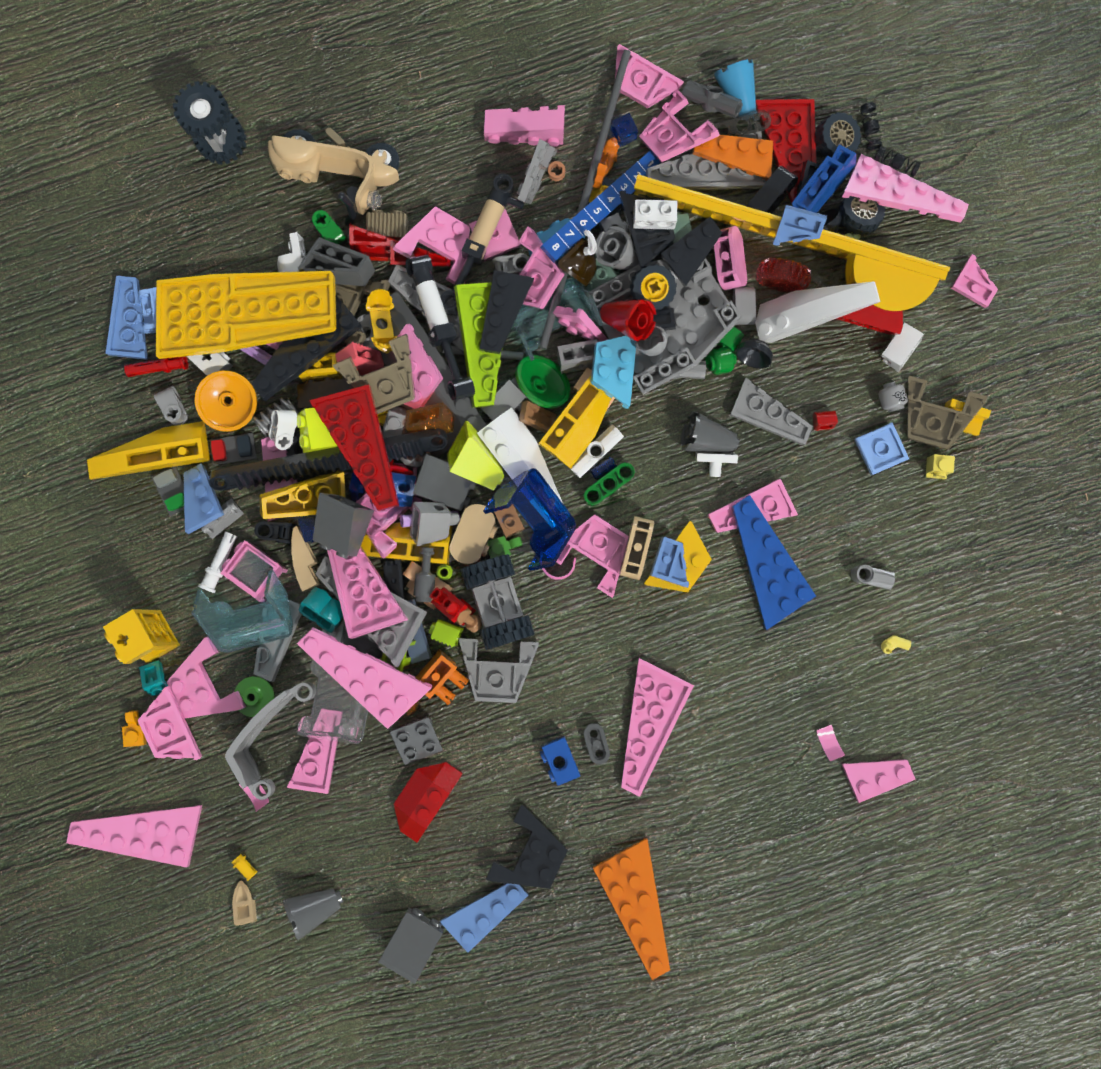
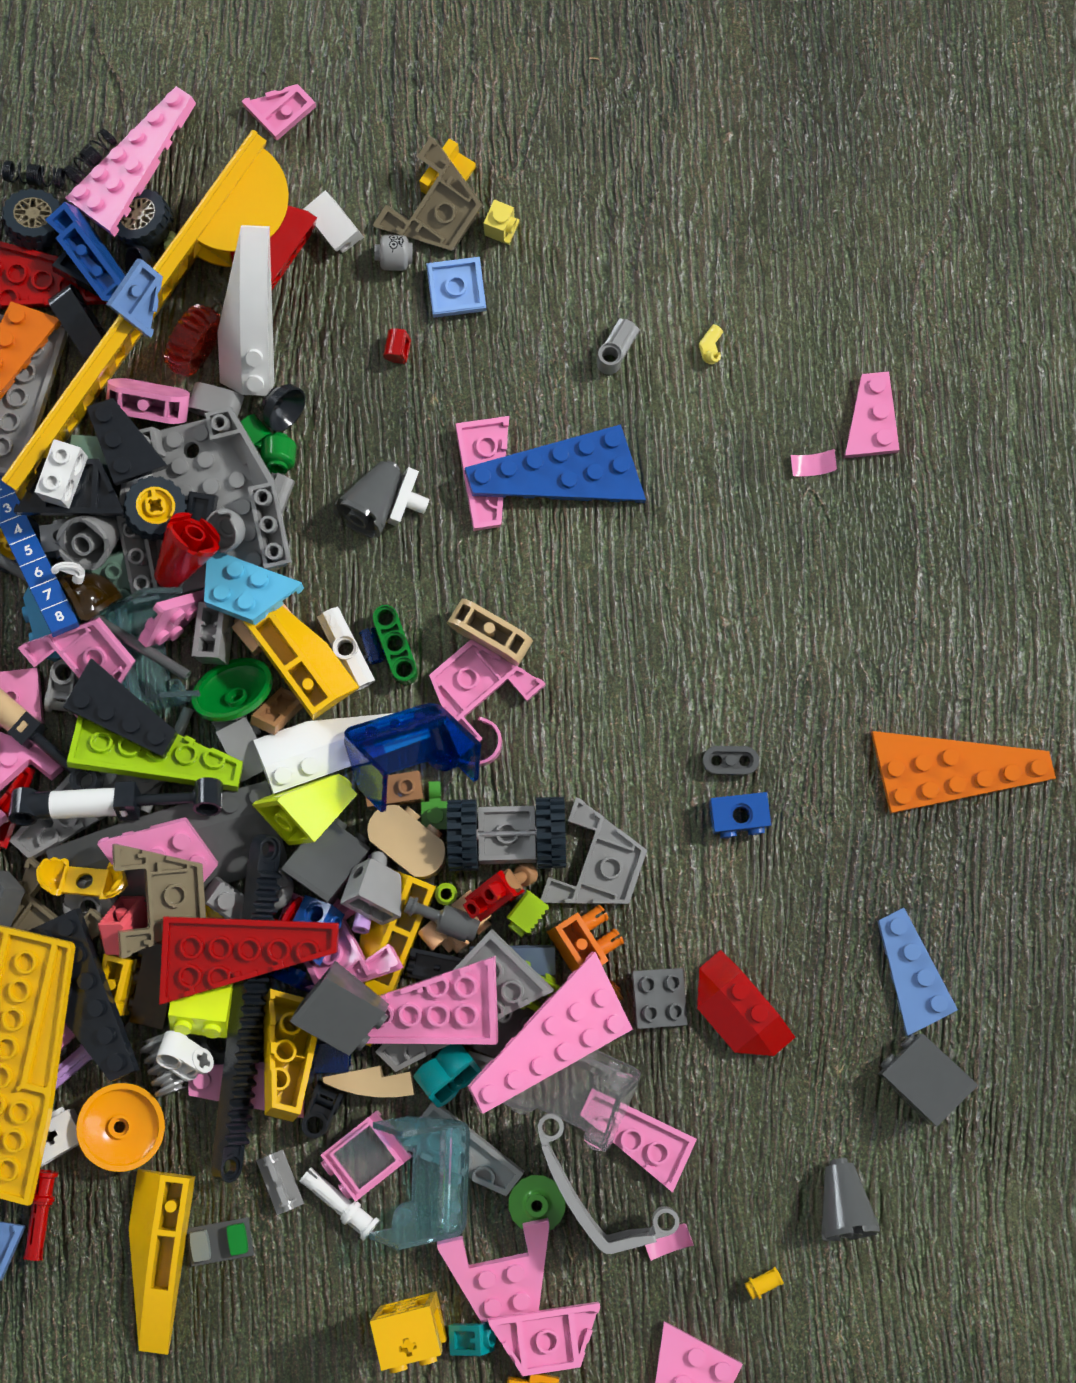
camera: 70 degrees left, 5 degrees down
(171, 404) = (99, 1208): light grey piece -> none
(200, 500) = (245, 1202): medium blue wing -> none
(233, 449) = (189, 1140): piece -> none
(243, 905) = (815, 1298): tan plate -> none
(429, 418) = (234, 850): clear orange brick -> none
(538, 860) = (860, 880): black wing -> none
(654, 712) = (712, 674): bright pink wing -> none
(670, 563) = (522, 594): medium blue wing -> none
(695, 556) = (526, 581): yellow wing -> none
(769, 414) = (364, 417): light grey wing -> none

